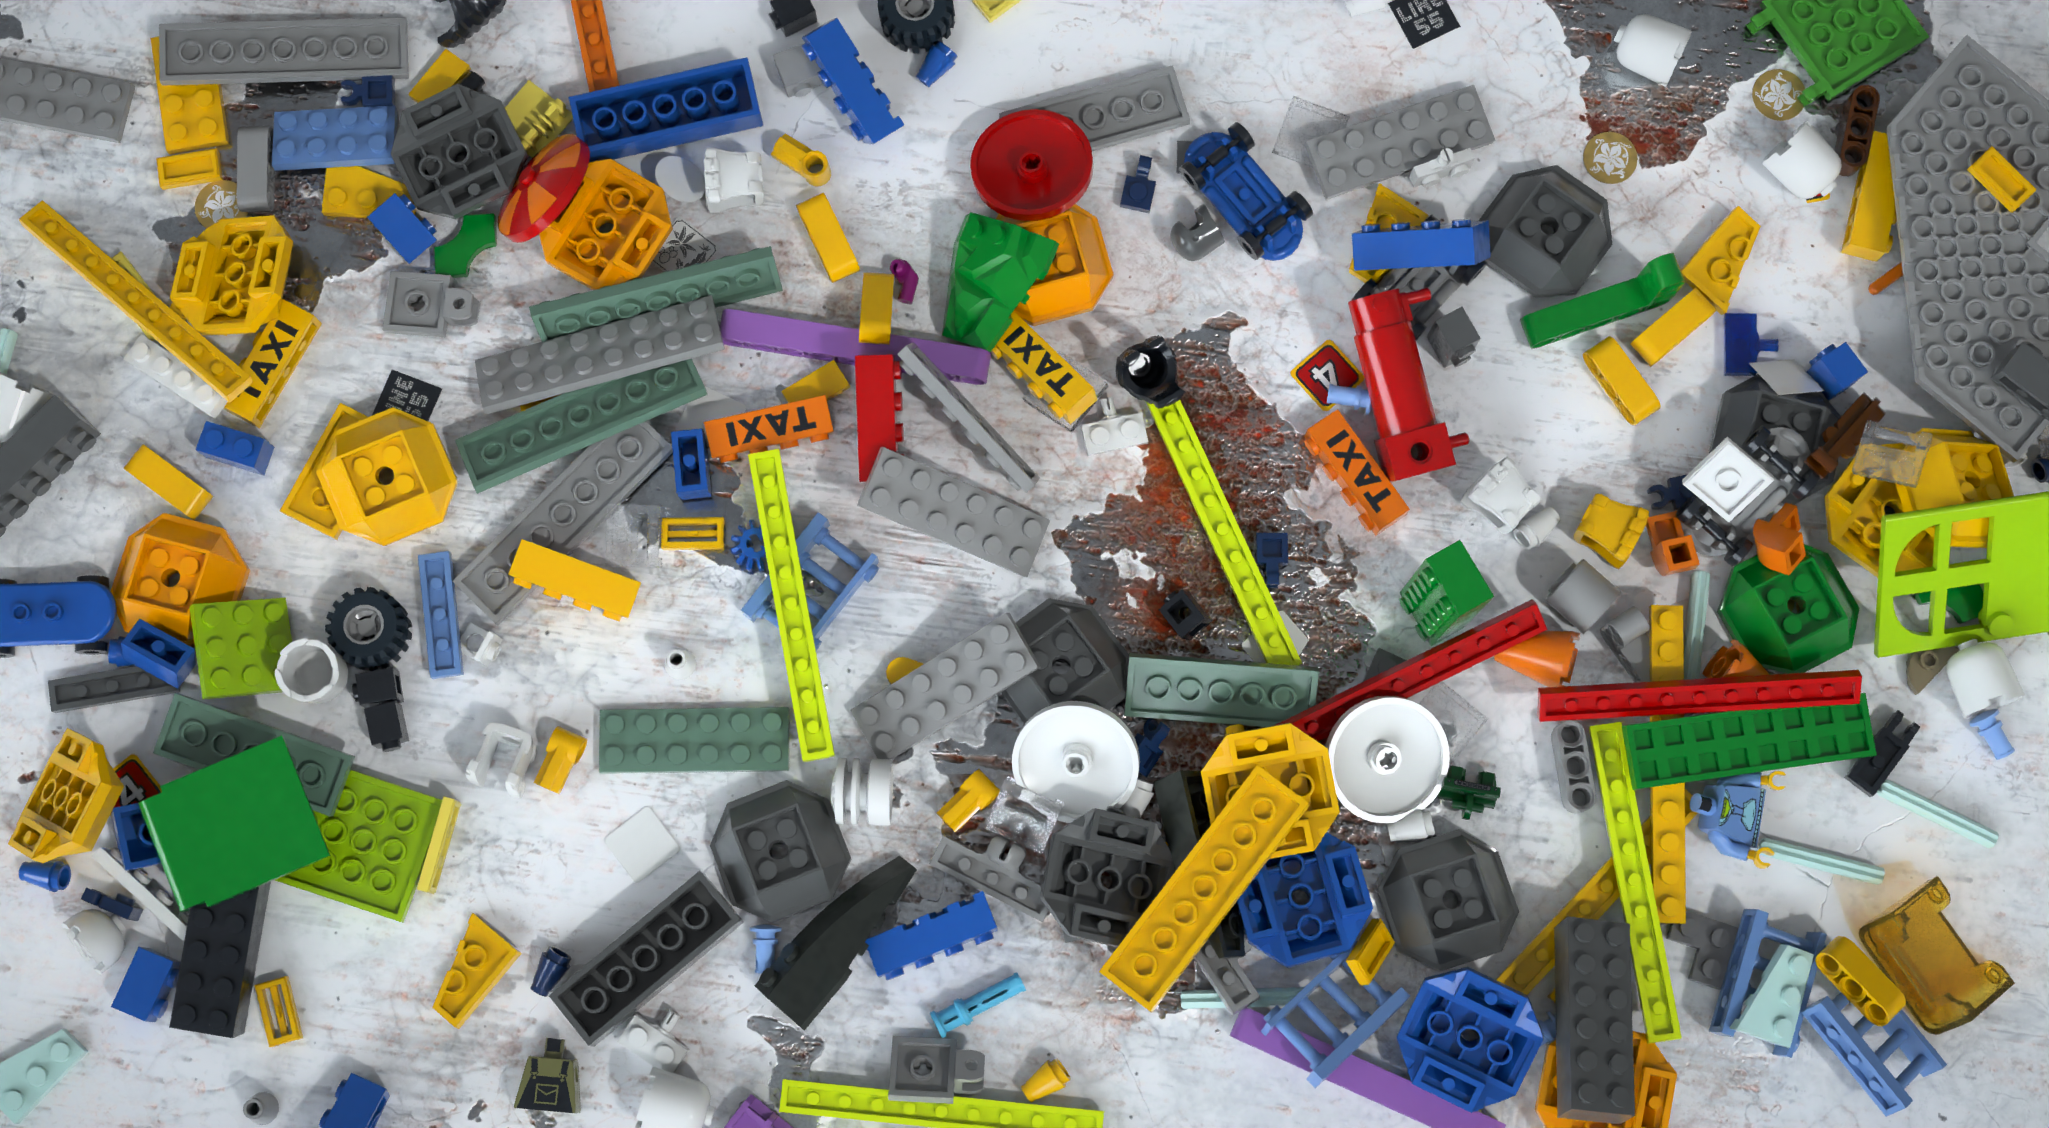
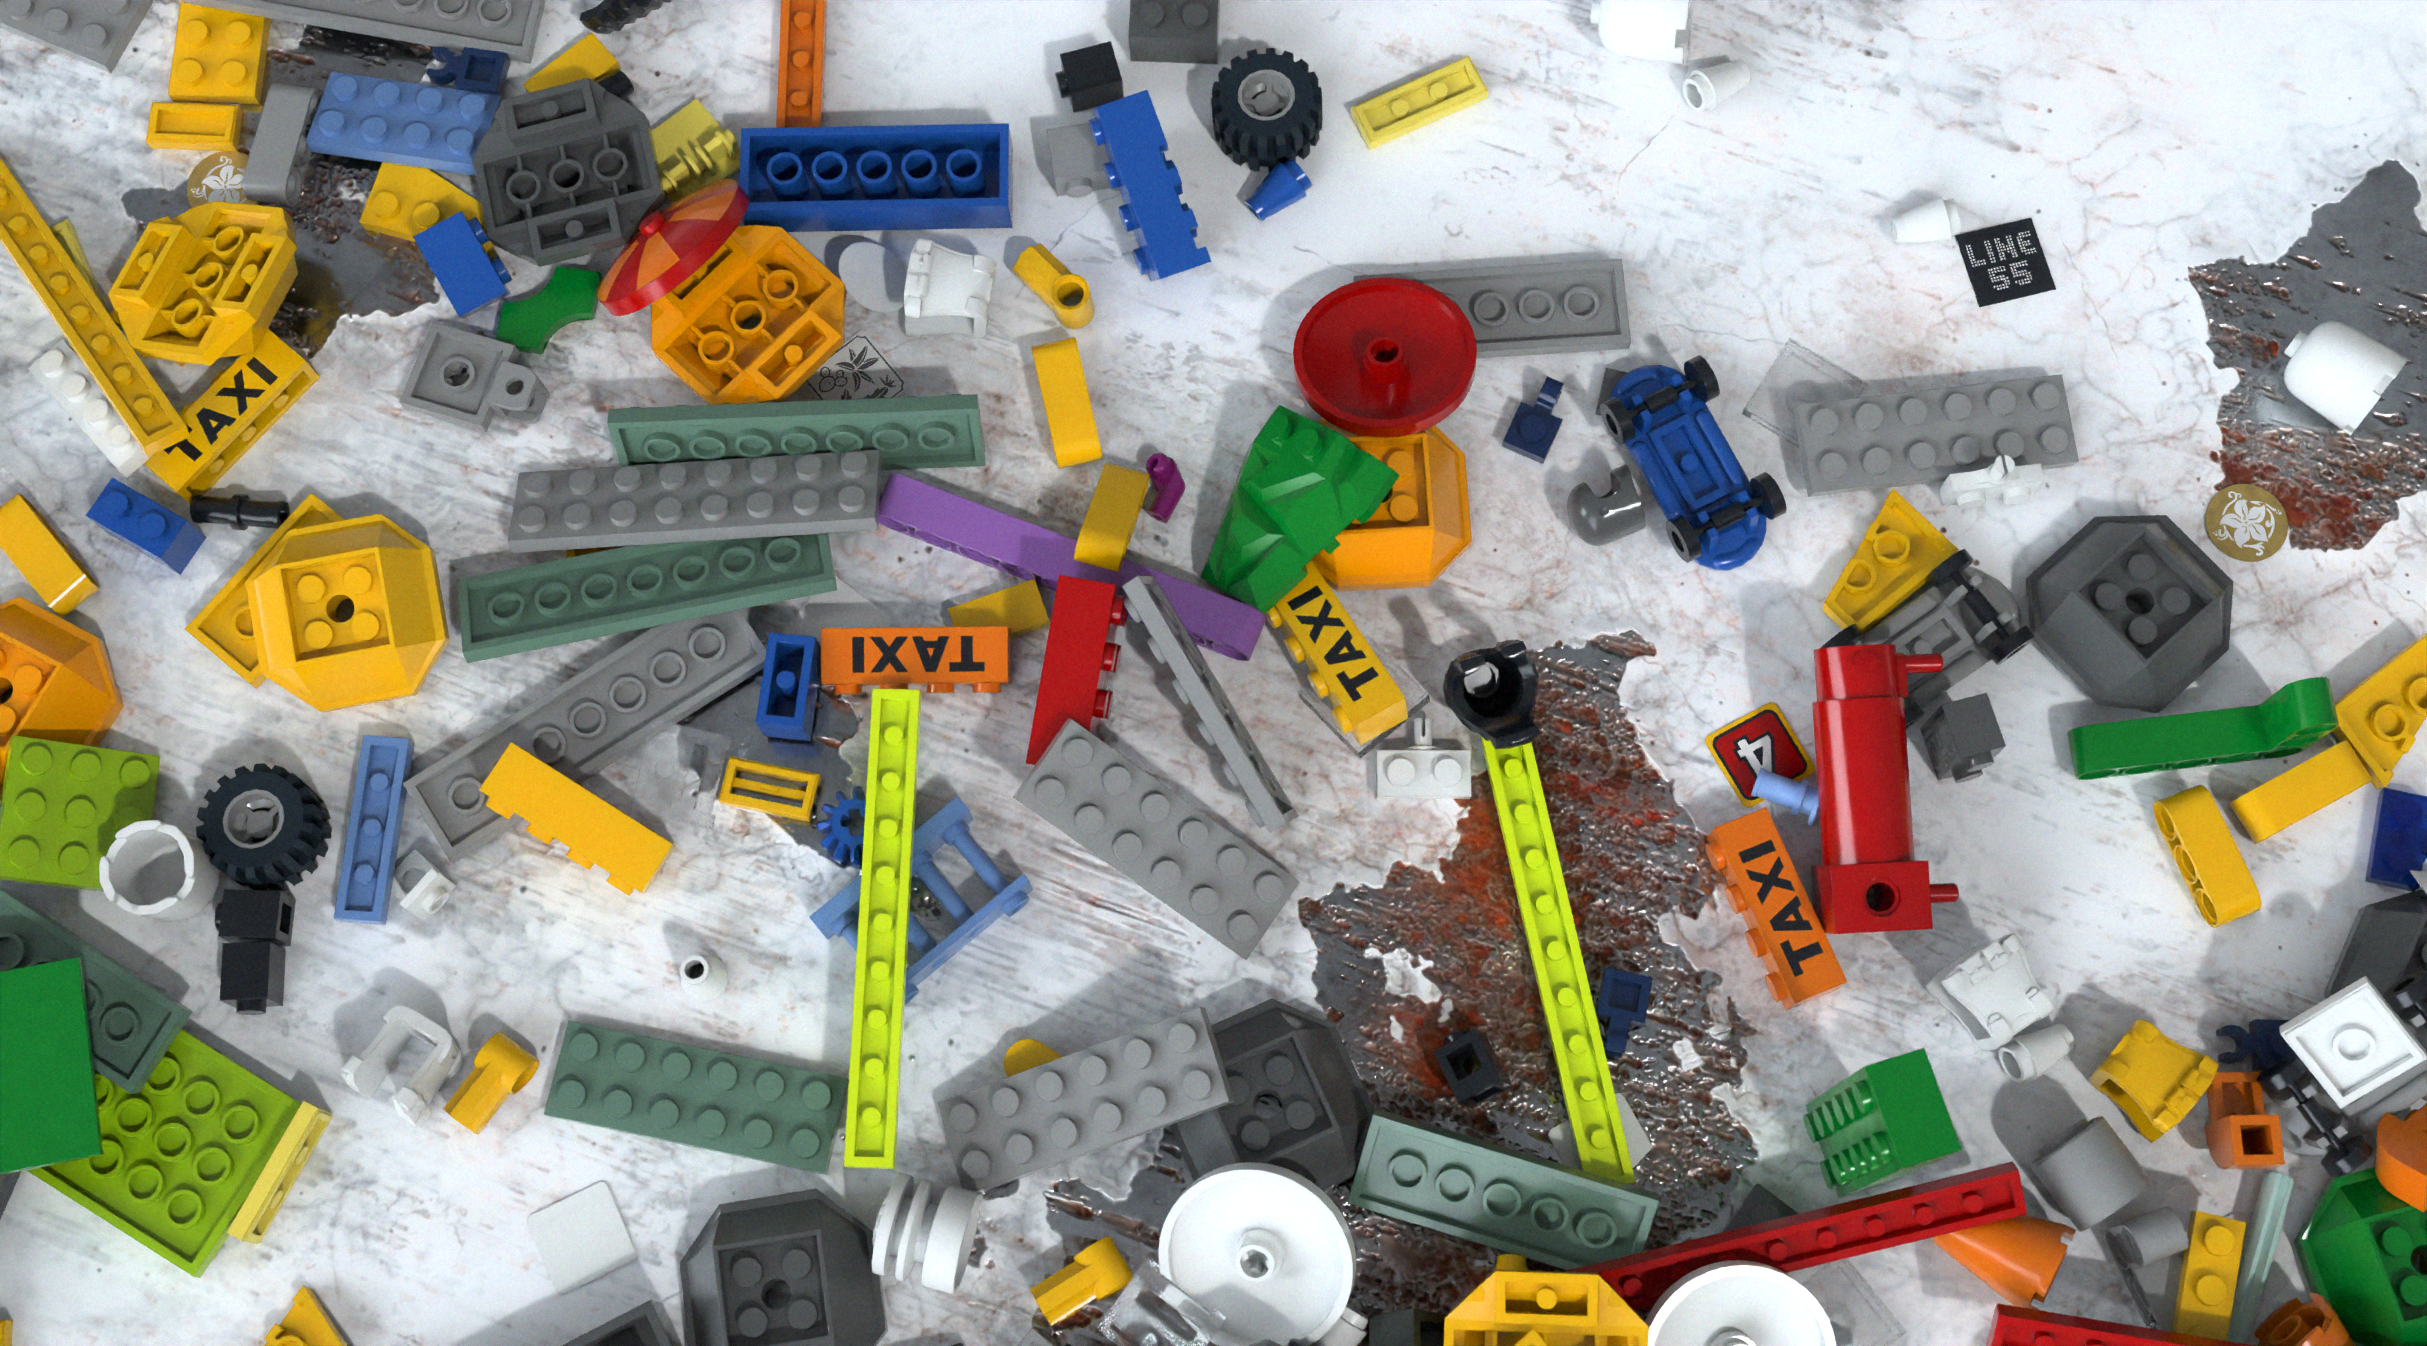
camera: 15 degrees right, 5 degrees down
(294, 425) = (238, 511): none -> black pin
(408, 395) = (415, 504): black sticker -> none
(1148, 745) = (1373, 1257): dark blue plate -> none
(1422, 245) = (1941, 590): blue wedge -> none

